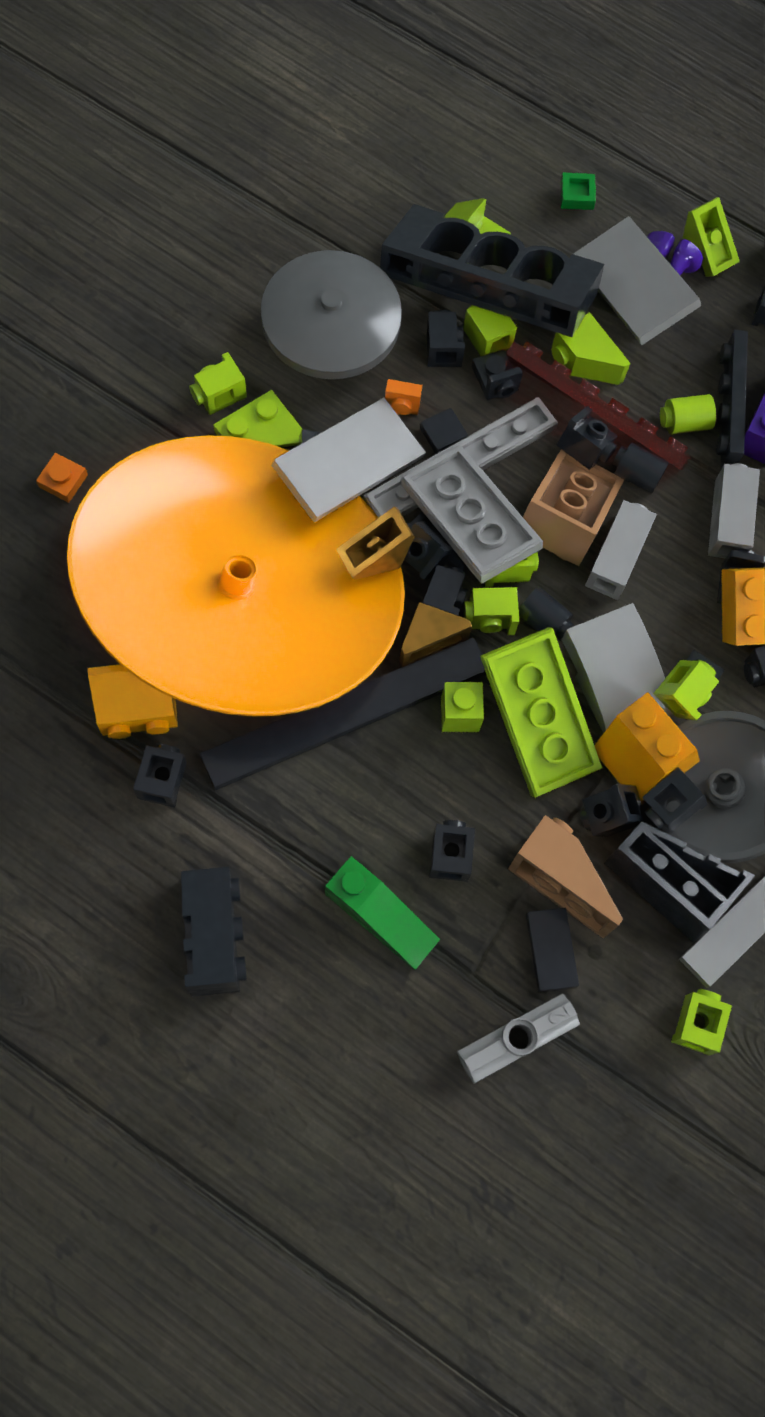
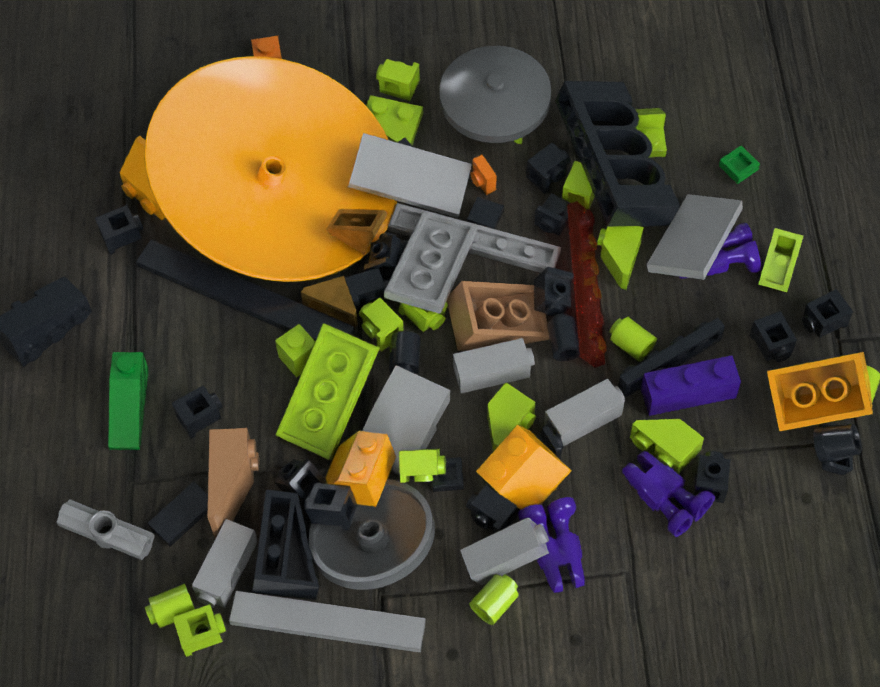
camera: 60 degrees right, 10 degrees down
(650, 949) = (224, 564): none -> light grey brick
(654, 1032) = (169, 604): none -> lime brick
(687, 580) = (507, 411): none -> lime slope

